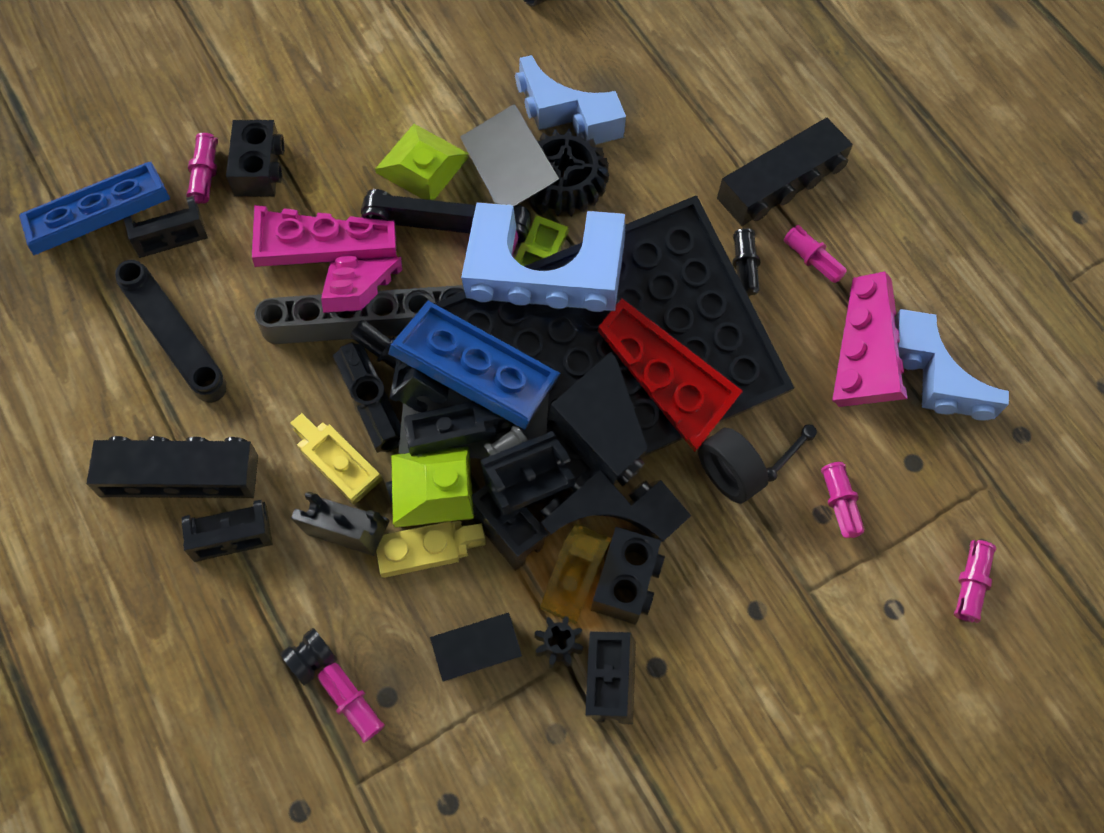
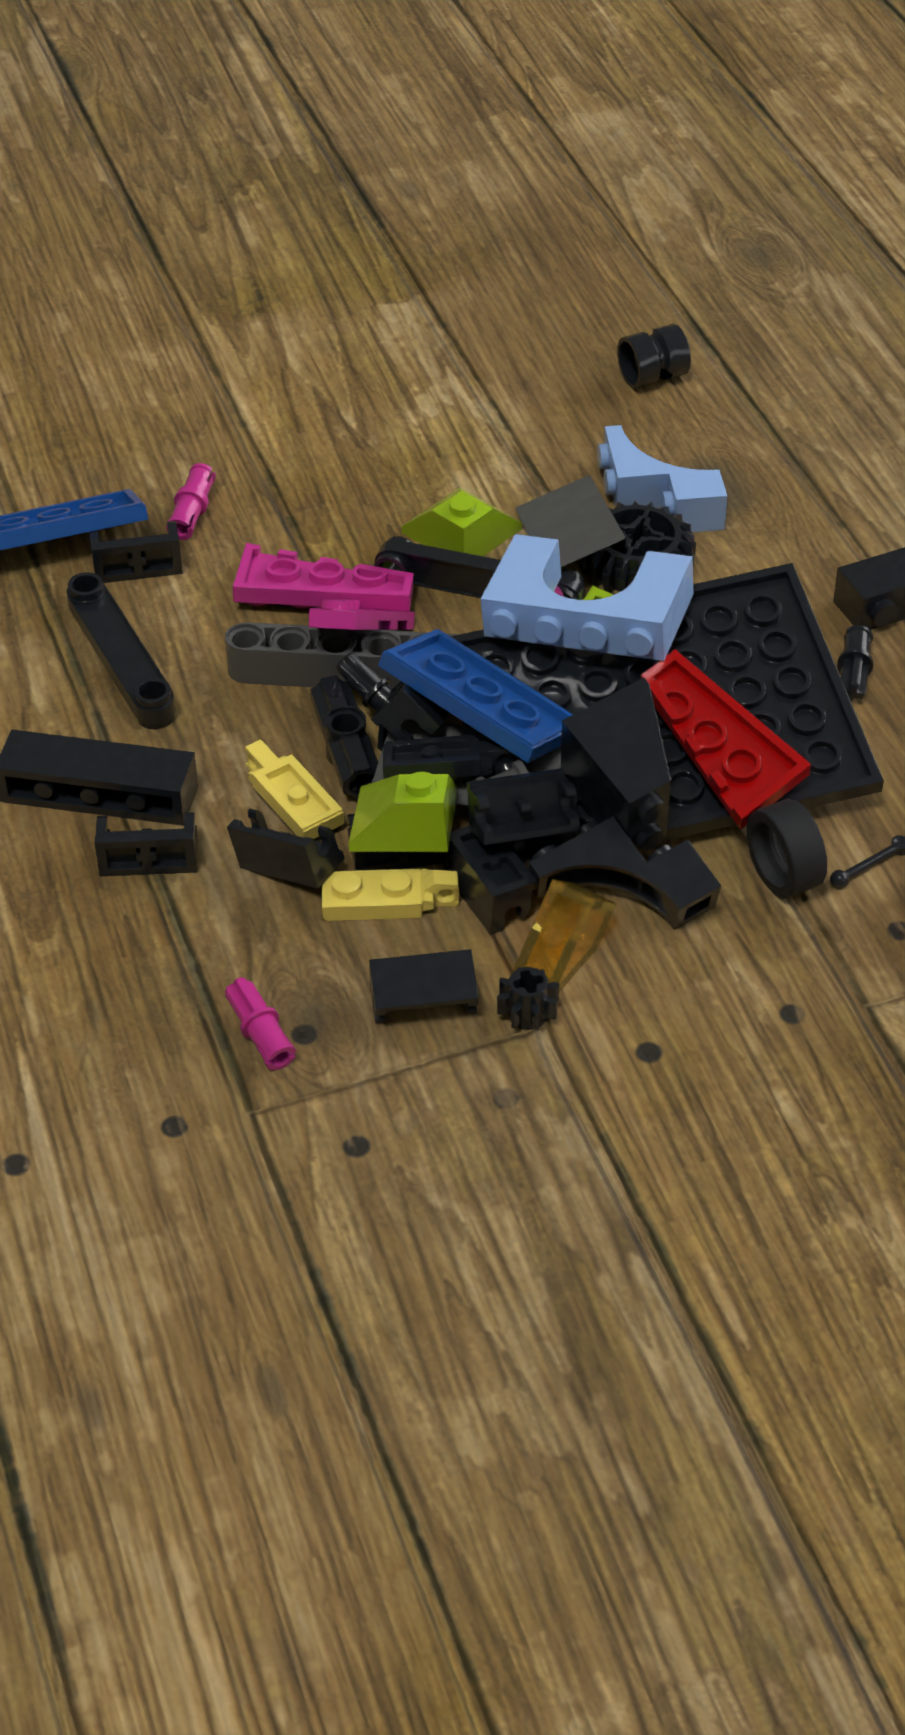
camera: 15 degrees right, 20 degrees down
(254, 158) = (256, 497): black brick -> none
(308, 656) = (217, 970): black wheel -> none
(611, 677) = (587, 1038): black hinge -> none
(621, 574) = (628, 946): black brick -> none

